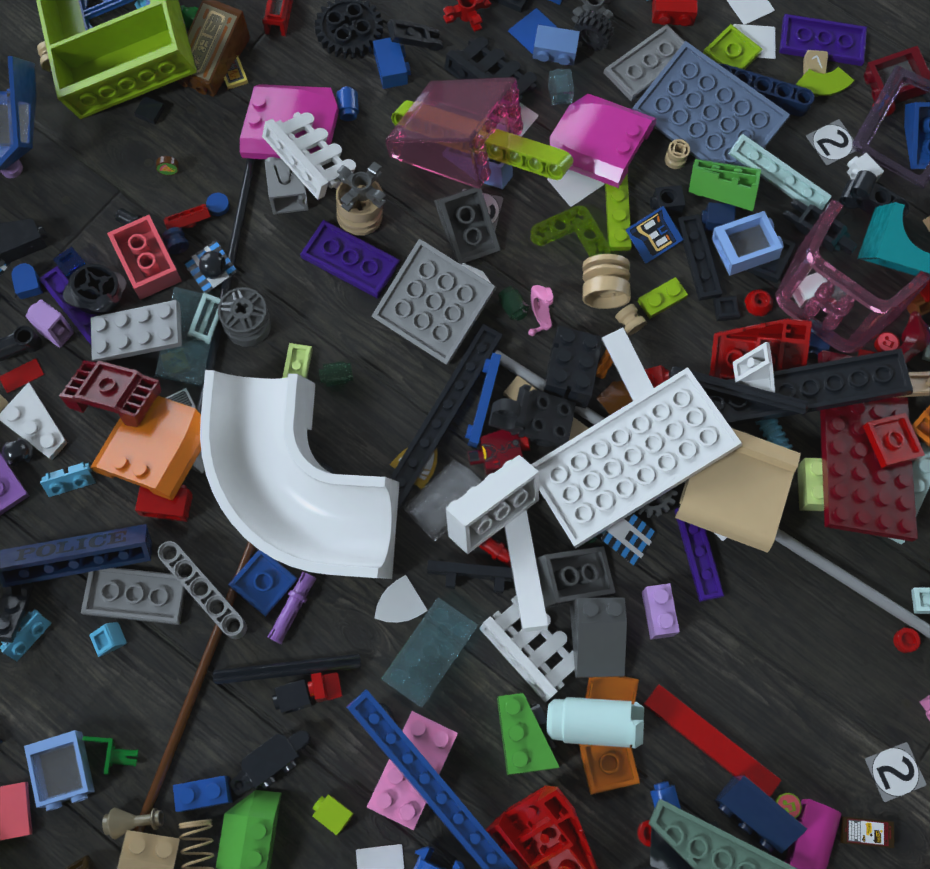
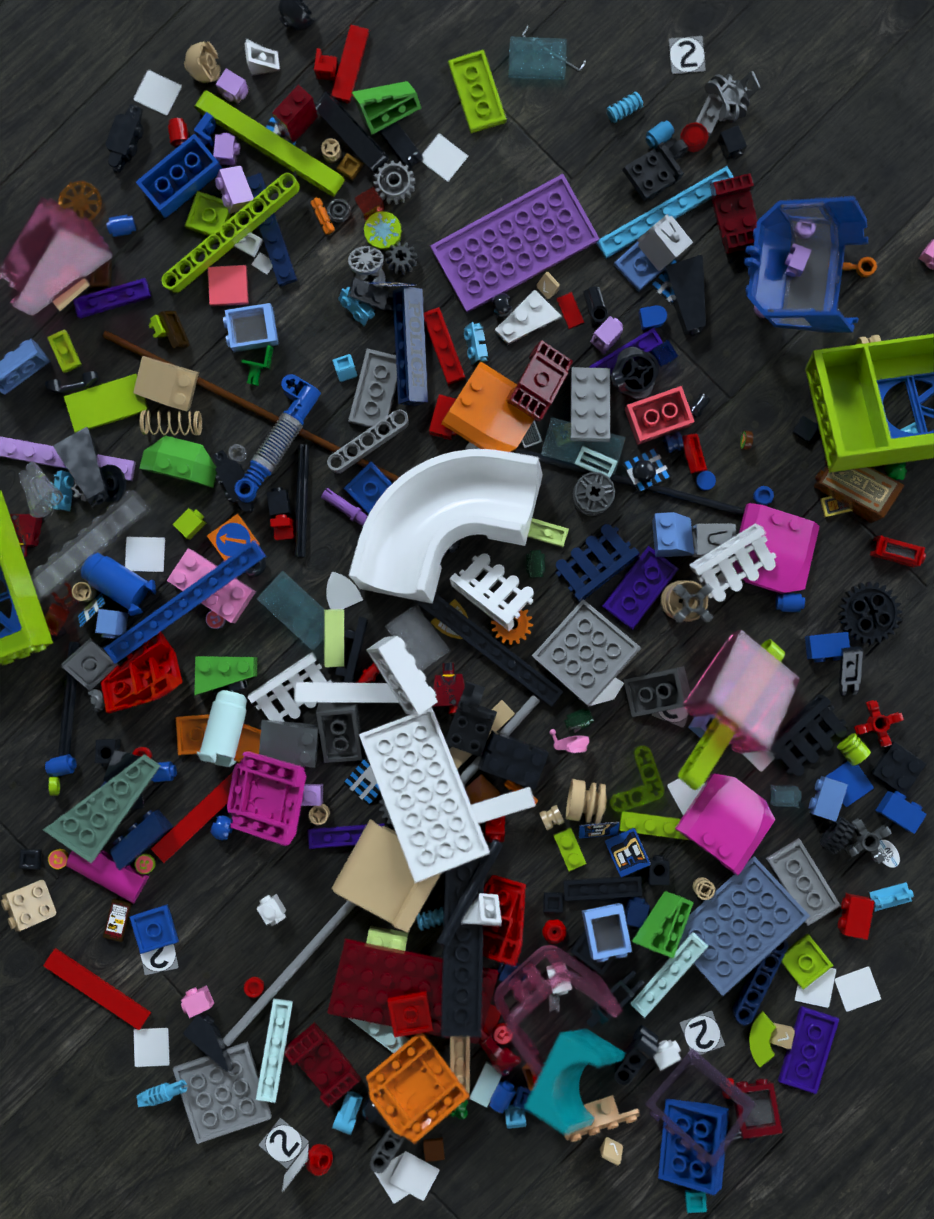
camera: 110 degrees right, 15 degrees up
(74, 517) = (443, 346): none -> red tile
(119, 821) = (207, 368): dark tan piece -> none
(188, 694) = (283, 431): none -> blue piece
(202, 793) = (218, 429): blue brick -> none
(224, 768) = (236, 447): none -> clear bush
(229, 144) = (763, 495): none -> blue tile
(285, 230) = (672, 535): none -> medium blue slope
(333, 315) = (592, 572): none -> dark blue fence
(348, 750) = (231, 537): none -> blue piece
(386, 422) = (491, 605): none -> white fence
(408, 380) = (518, 632): none -> orange gear
(456, 761) = (214, 620): none -> coral tile
(458, 599) = (334, 638): none -> yellowish green tile
(490, 368) = (470, 671): blue plate -> none
(499, 26) = (853, 749): none -> lime piece
(635, 265) = (598, 830): none -> sticker
(673, 651) = (266, 797): none -> dark pink wedge
(684, 586) = (319, 814): none -> tan wheel
(721, 708) = (222, 828): none -> blue piece
(809, 629) = (271, 909): none -> white brick
(867, 781) = (154, 929): none -> blue tile

